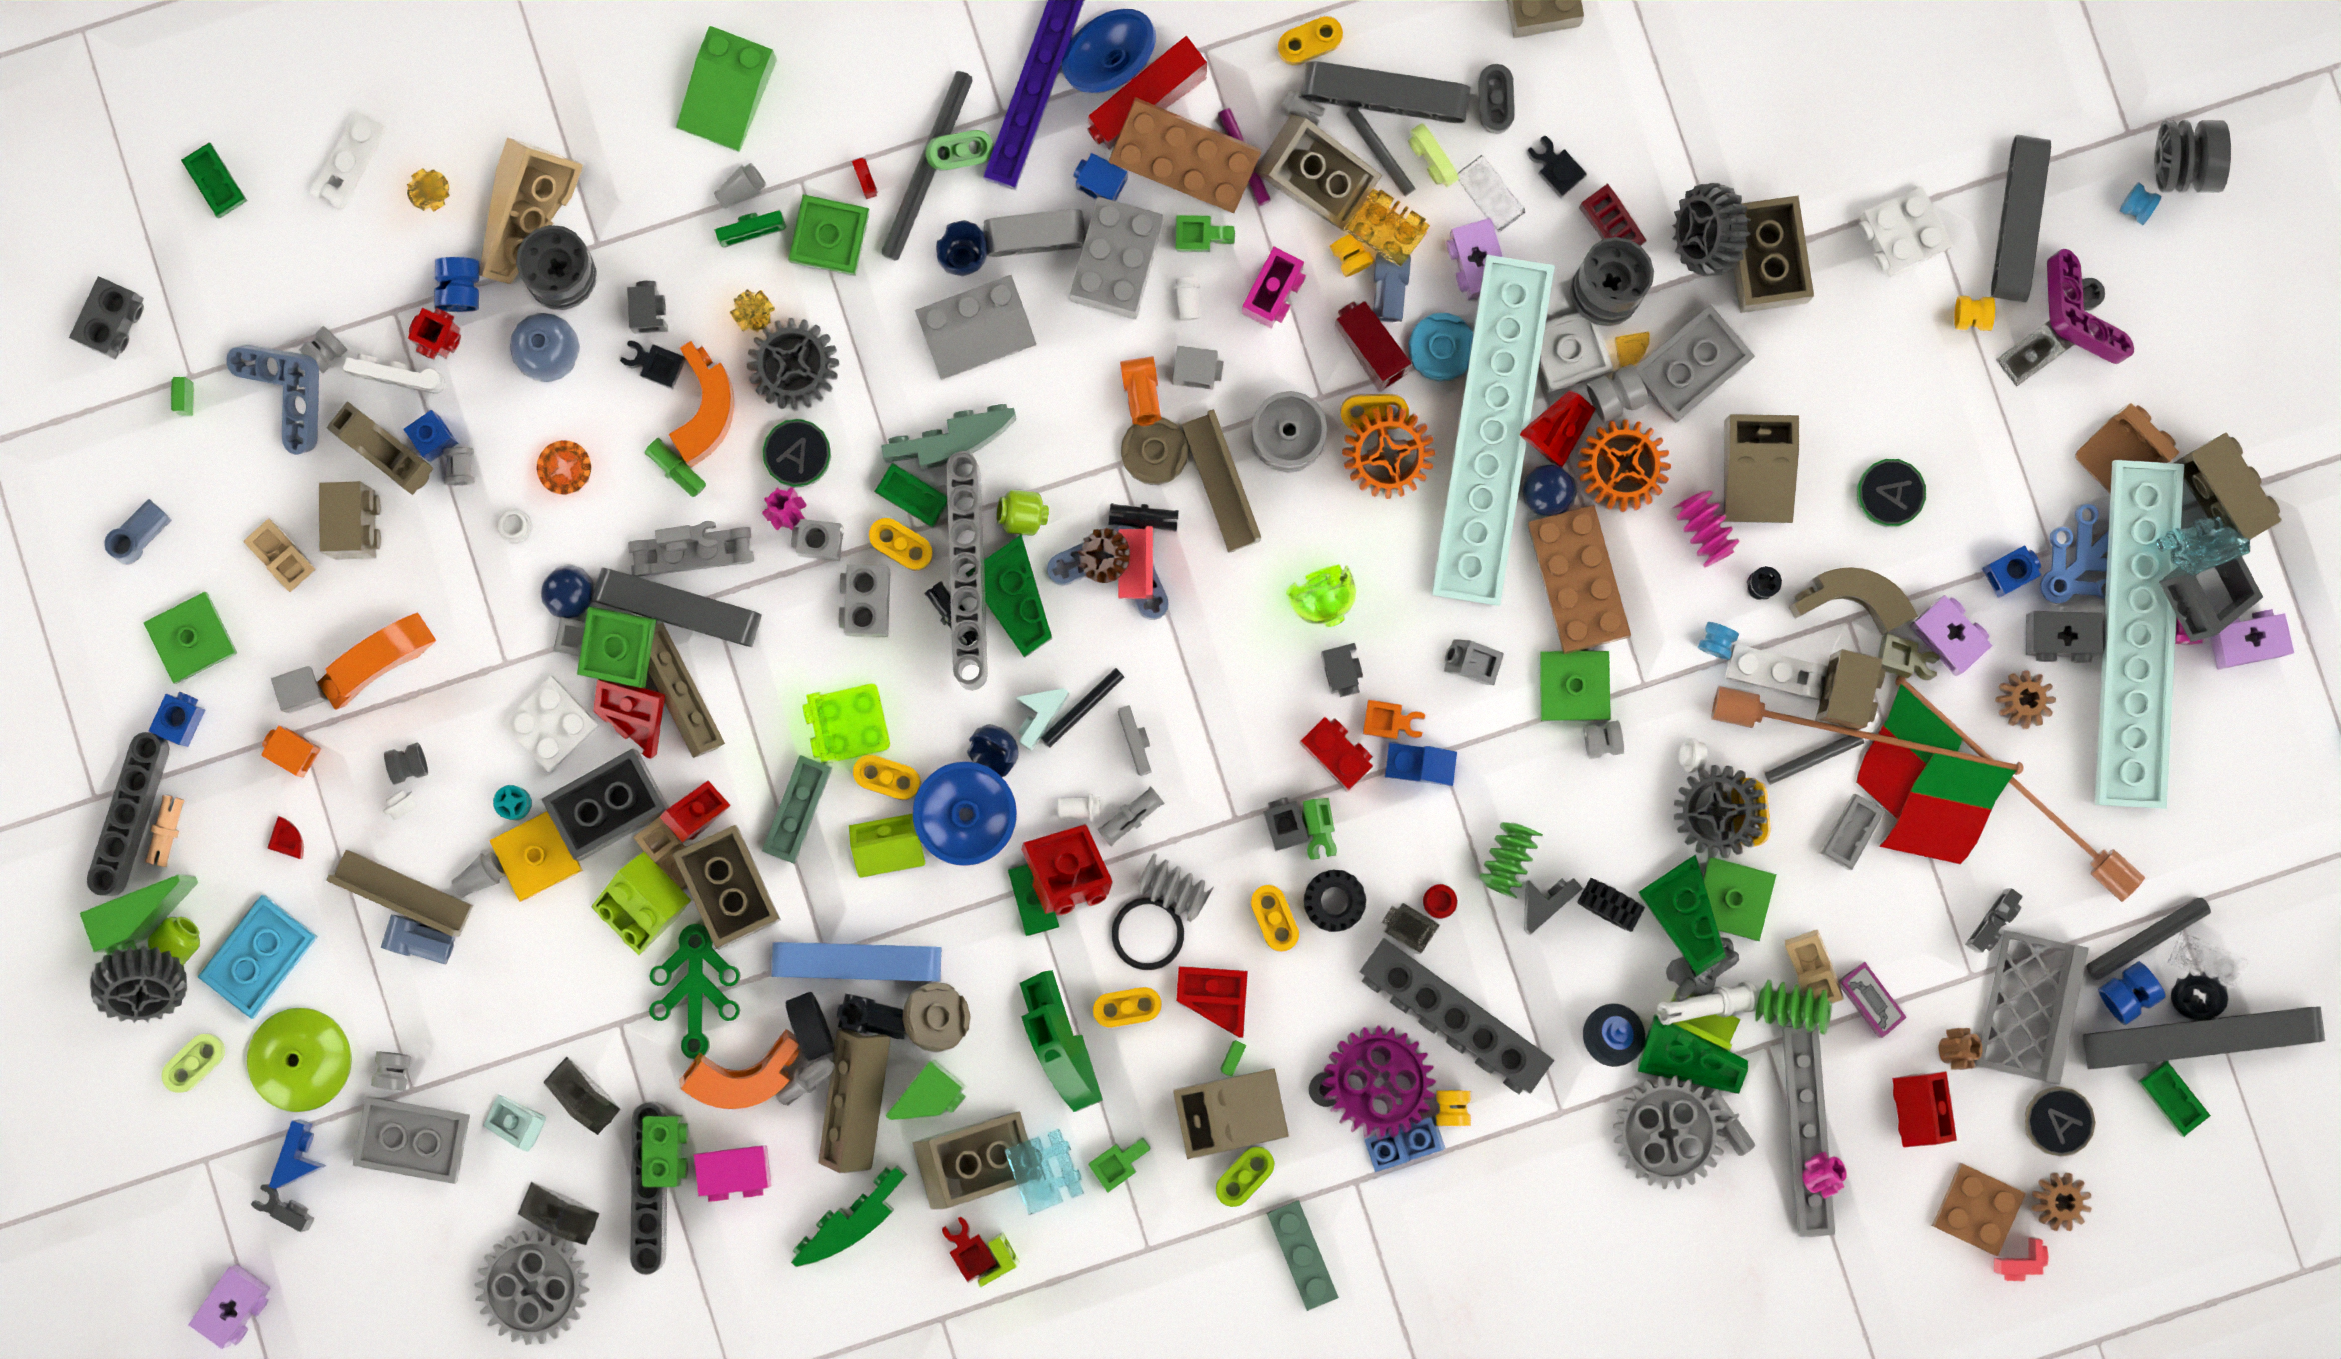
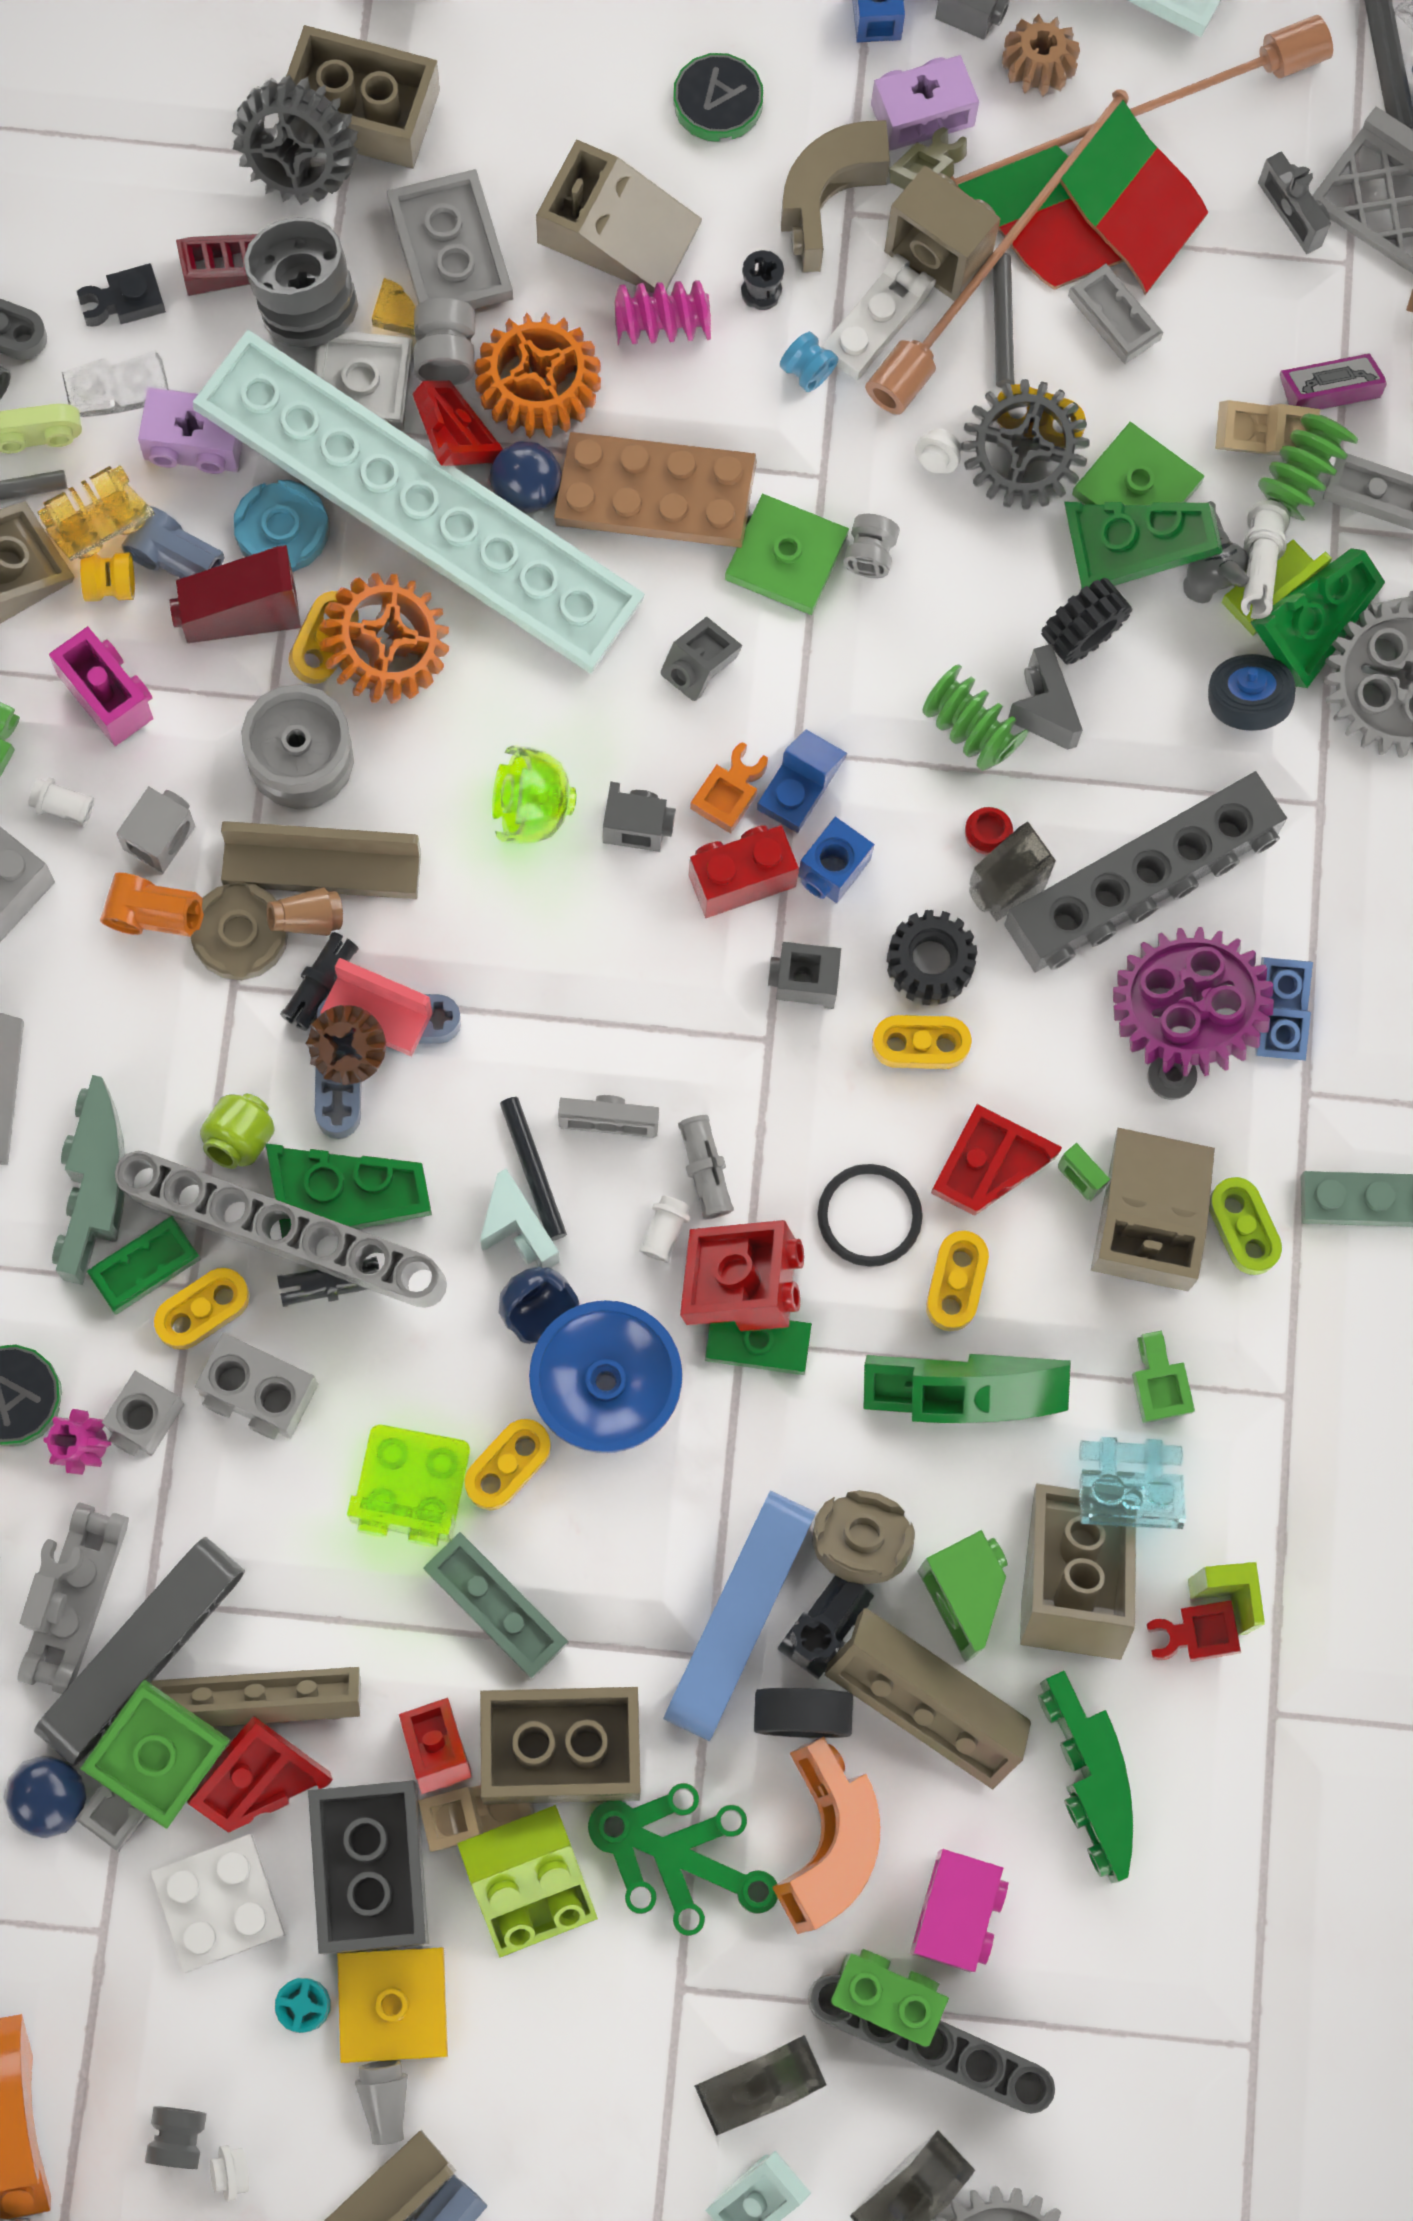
camera: 75 degrees left, 10 degrees down
(805, 1080) = (874, 1751): light grey axle -> none
(885, 846) = (599, 1505): lime panel -> none
(1173, 888) = (825, 1149): light grey piece -> none
(1182, 489) = (307, 913): none -> medium nougat cone
(1319, 822) = (824, 931): bright green plate -> none
(1386, 806) = (841, 842): none -> blue brick
(1453, 1116) = (1263, 925): yellow wheel -> none

